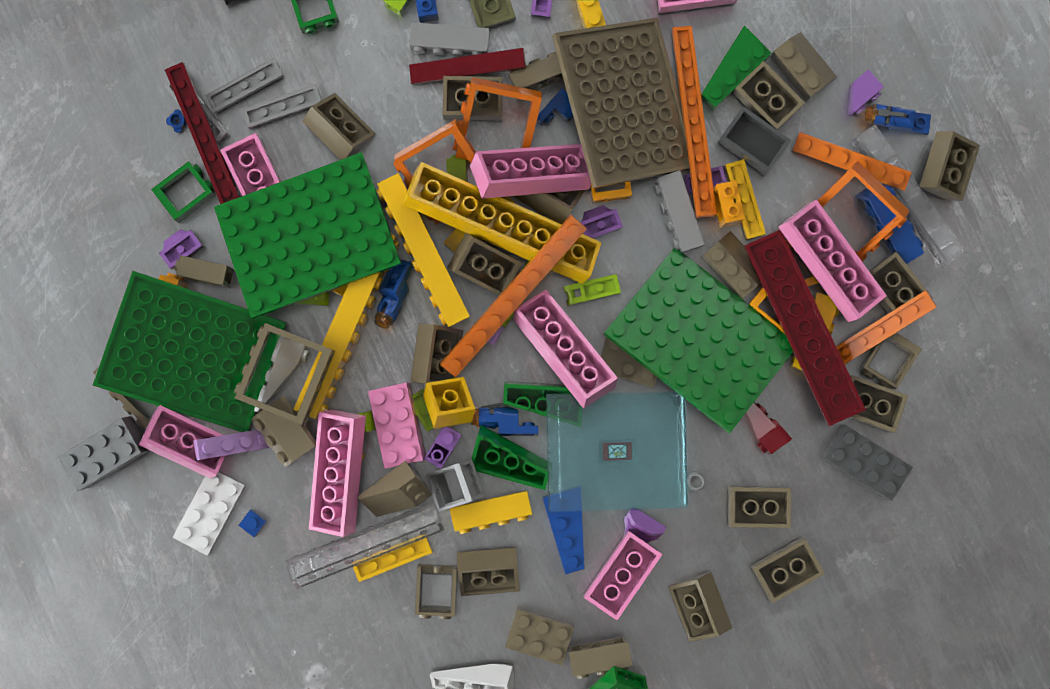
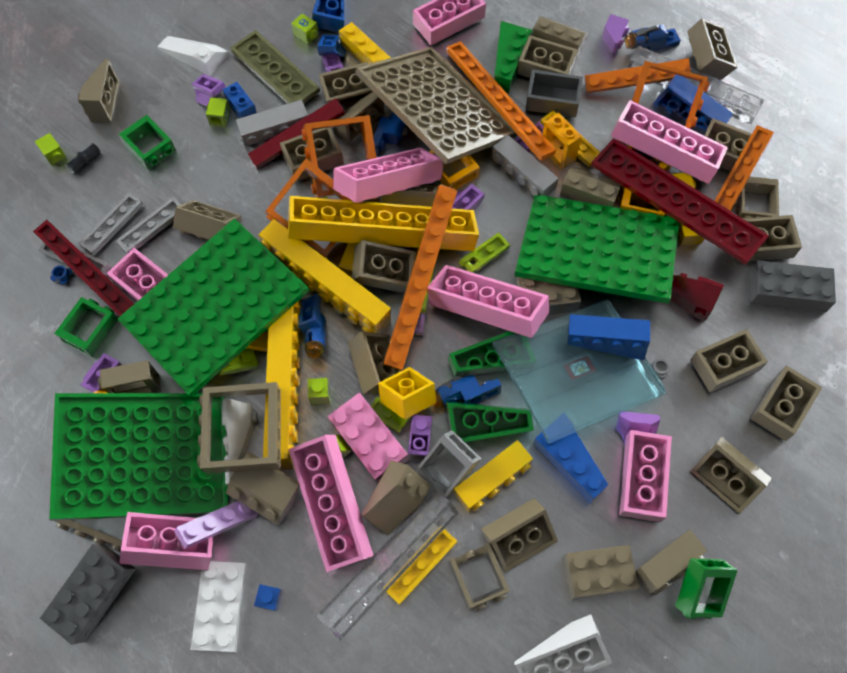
camera: 25 degrees left, 20 degrees down
(372, 359) = (319, 391): none -> lime brick
(536, 28) = (342, 83): none -> dark tan slope
(658, 435) = (610, 335): none -> blue wedge

